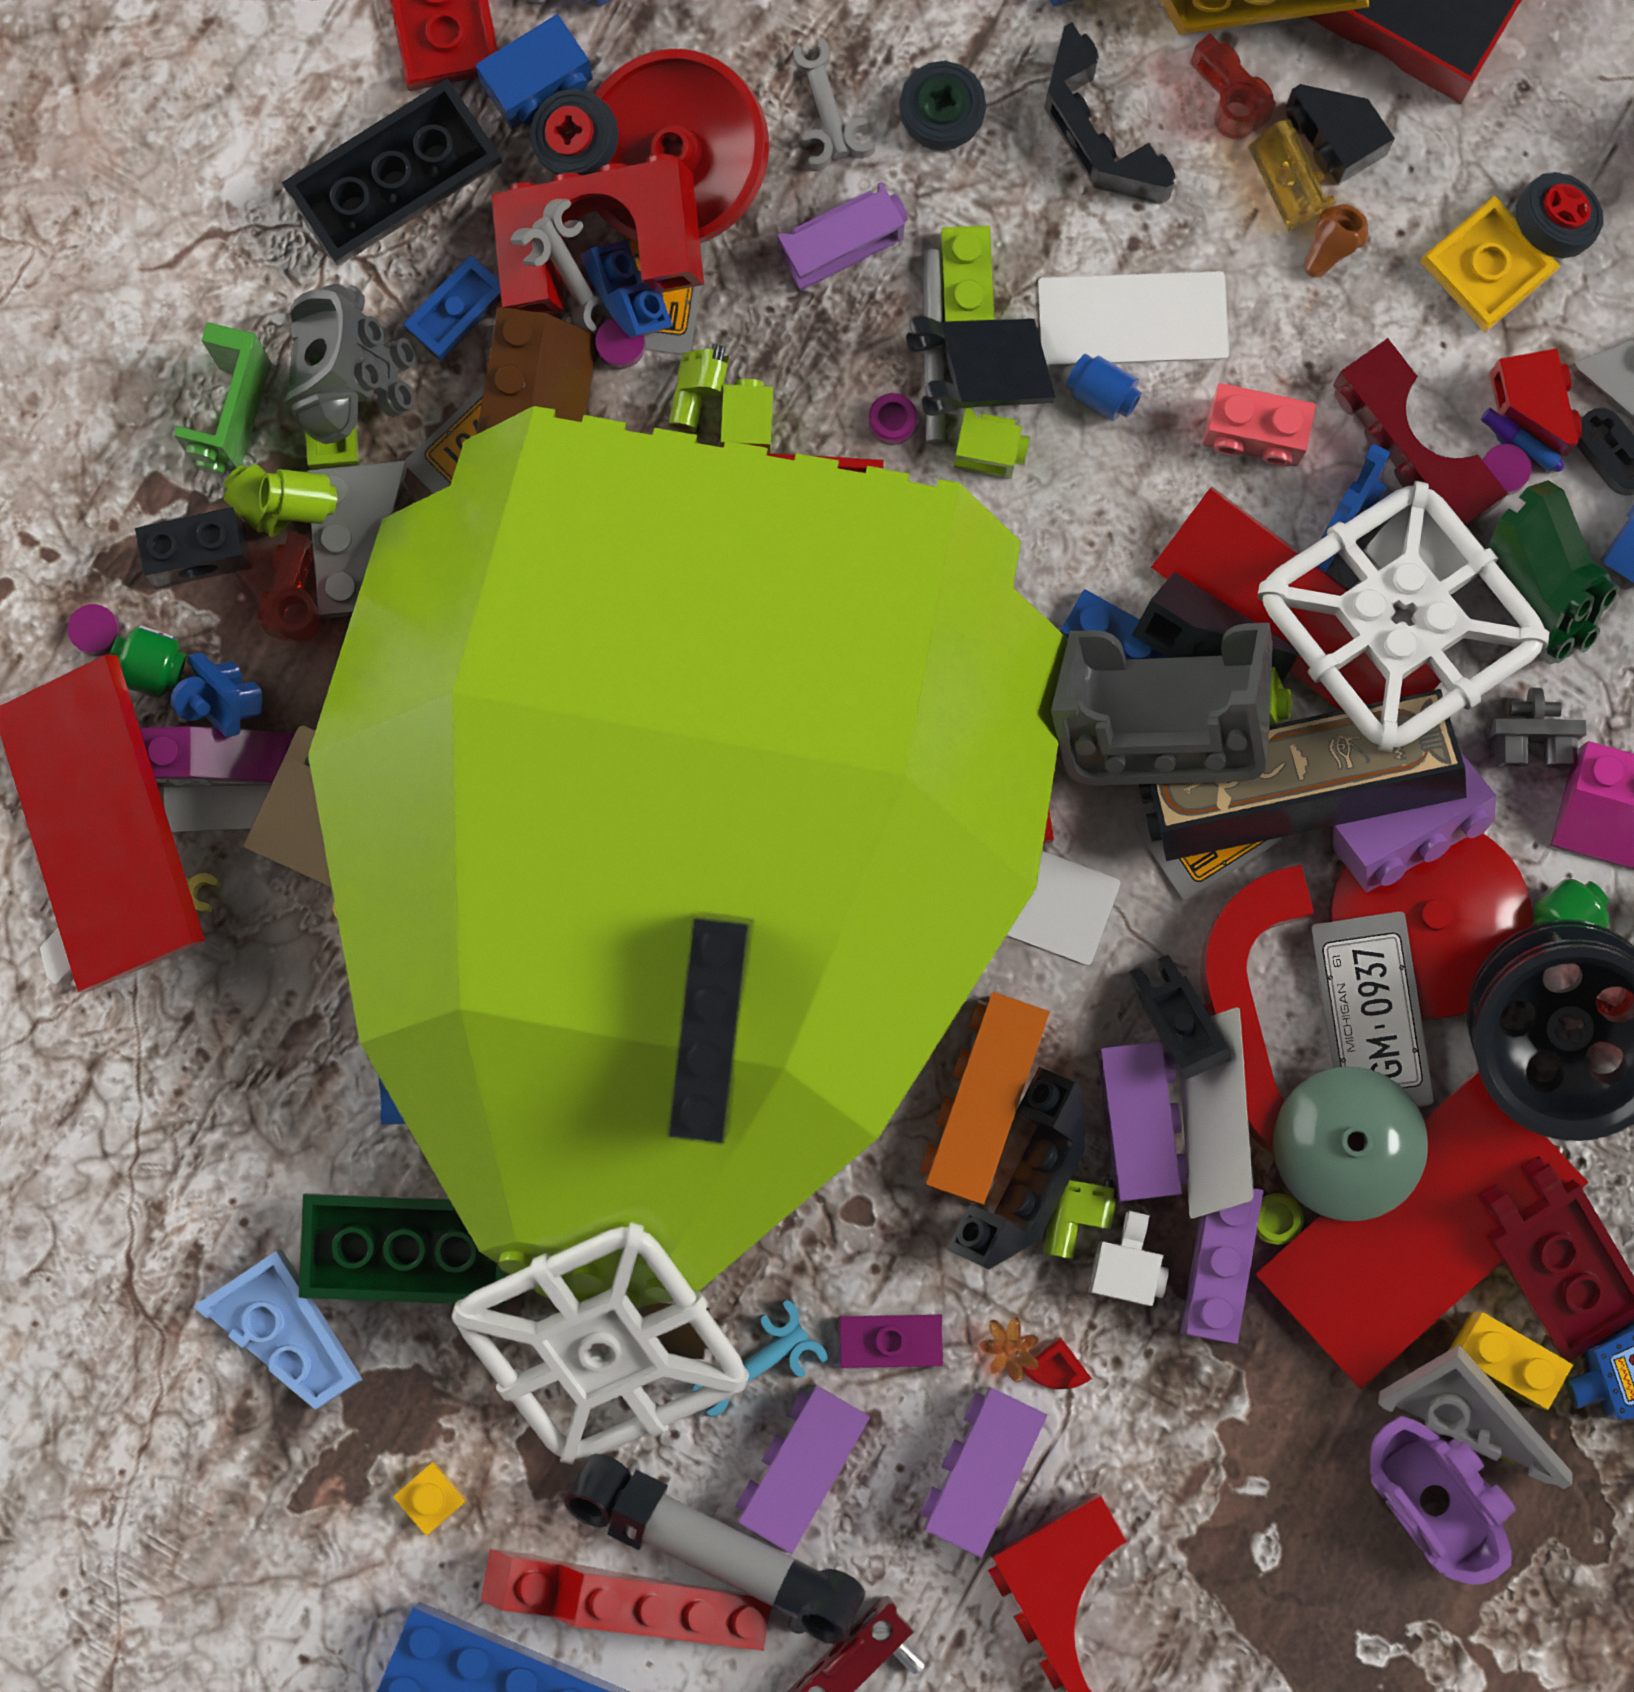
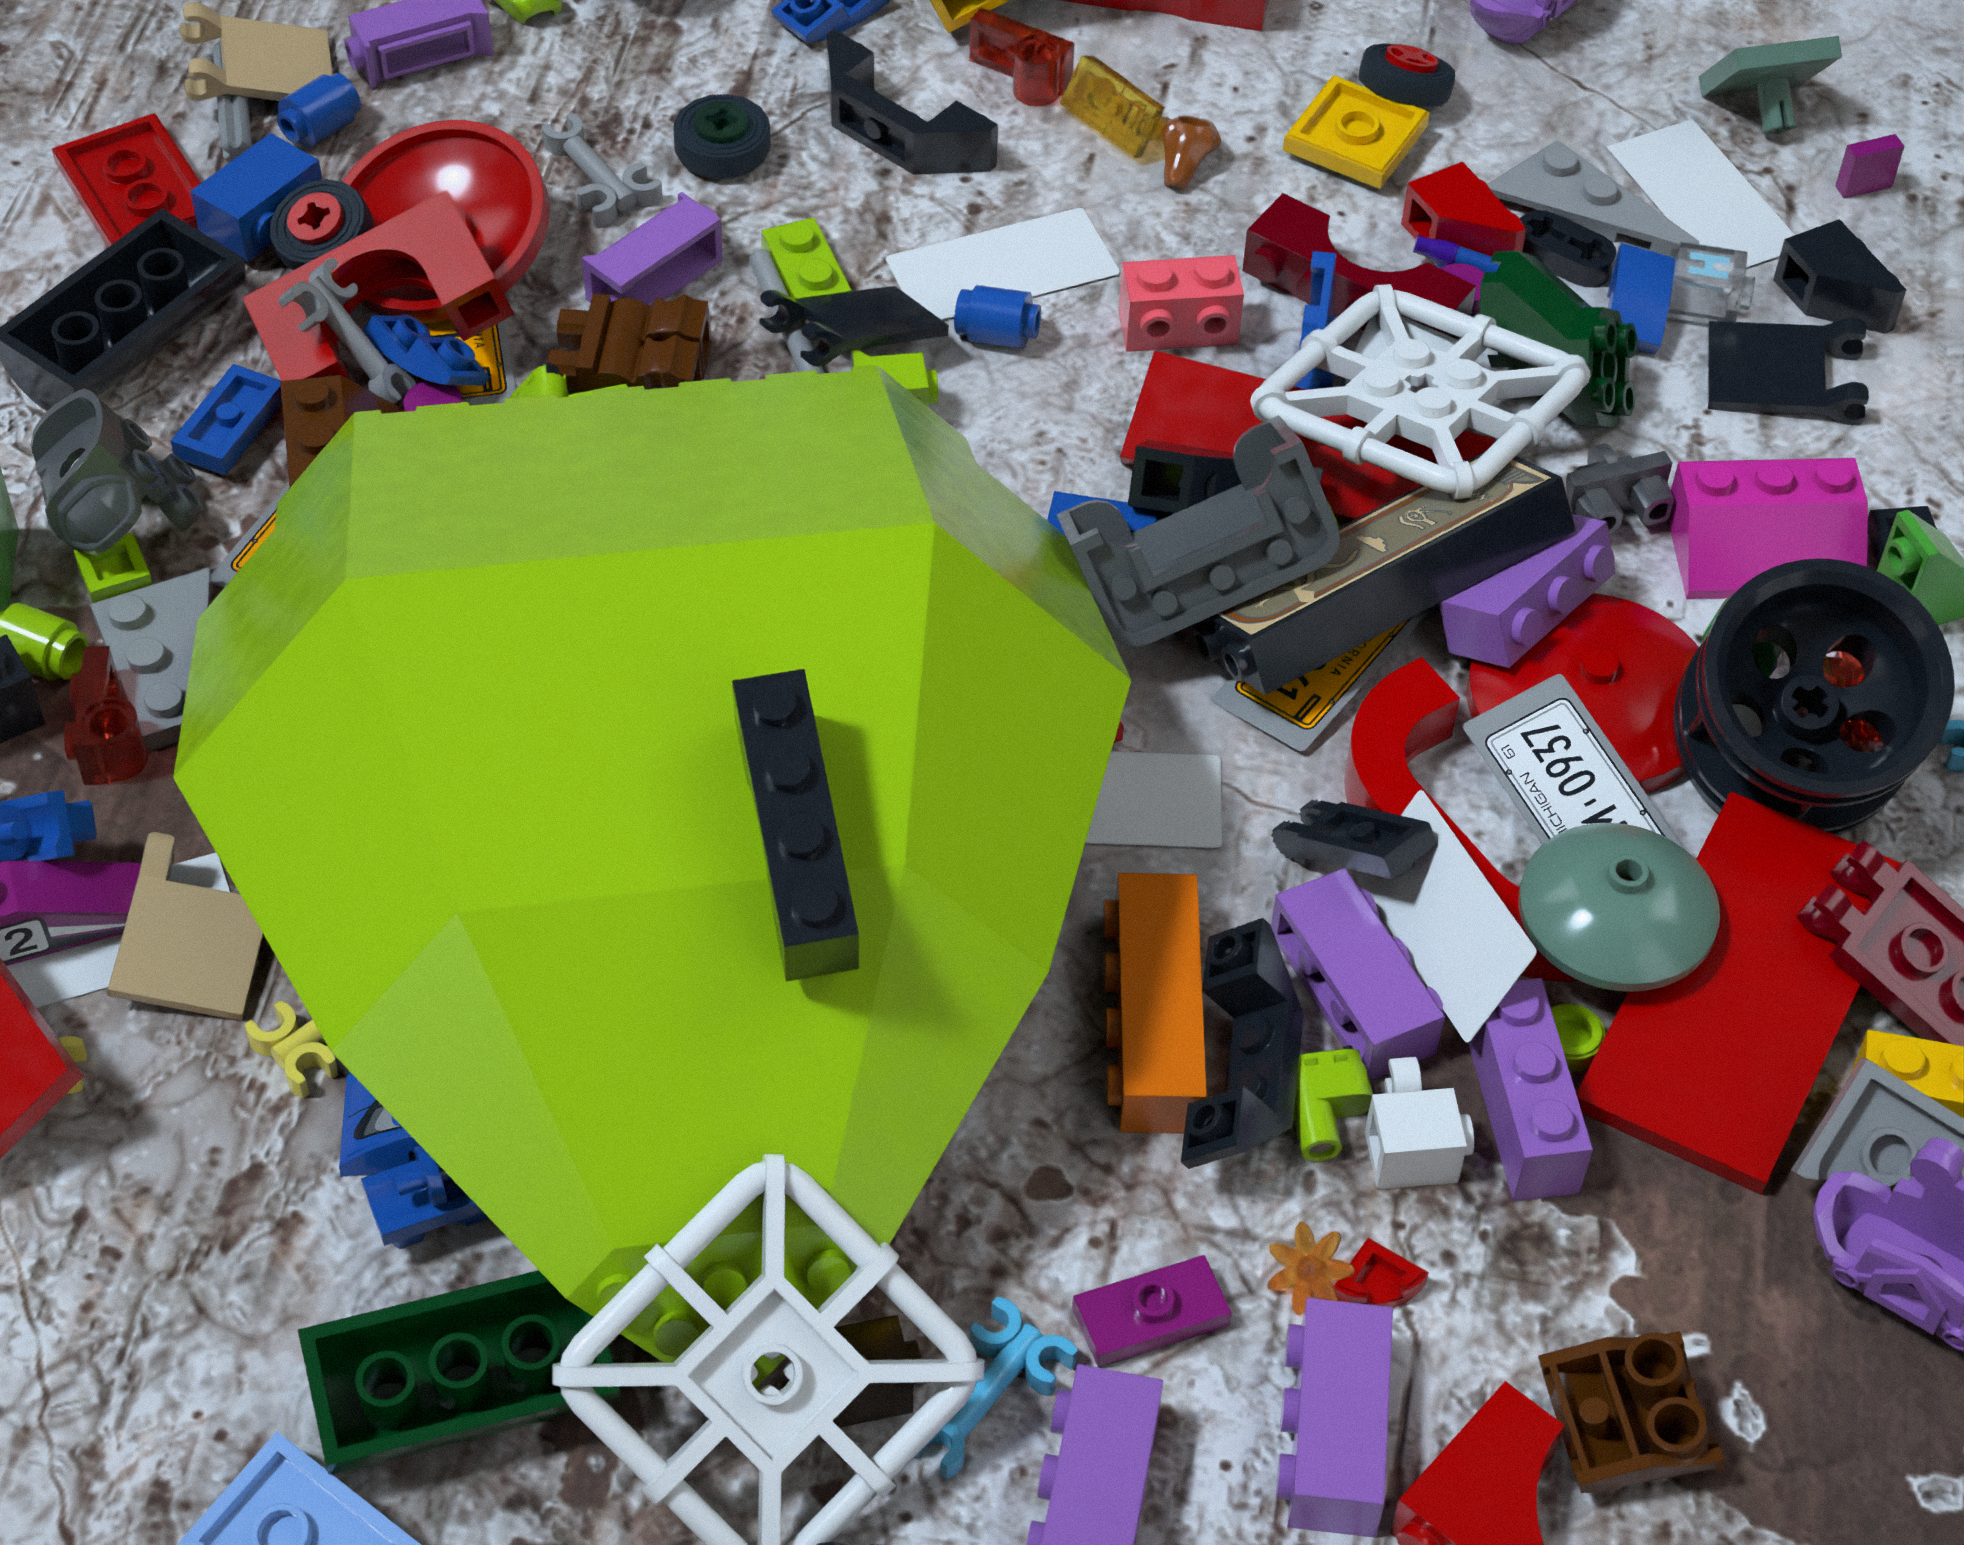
camera: 20 degrees left, 30 degrees down
(297, 496) = (86, 605): lime brick -> none
(781, 338) = (633, 343): none -> reddish brown hips
(1171, 1544) = (1620, 1403): none -> reddish brown slope
(1340, 128) = (1154, 57): black slope -> none

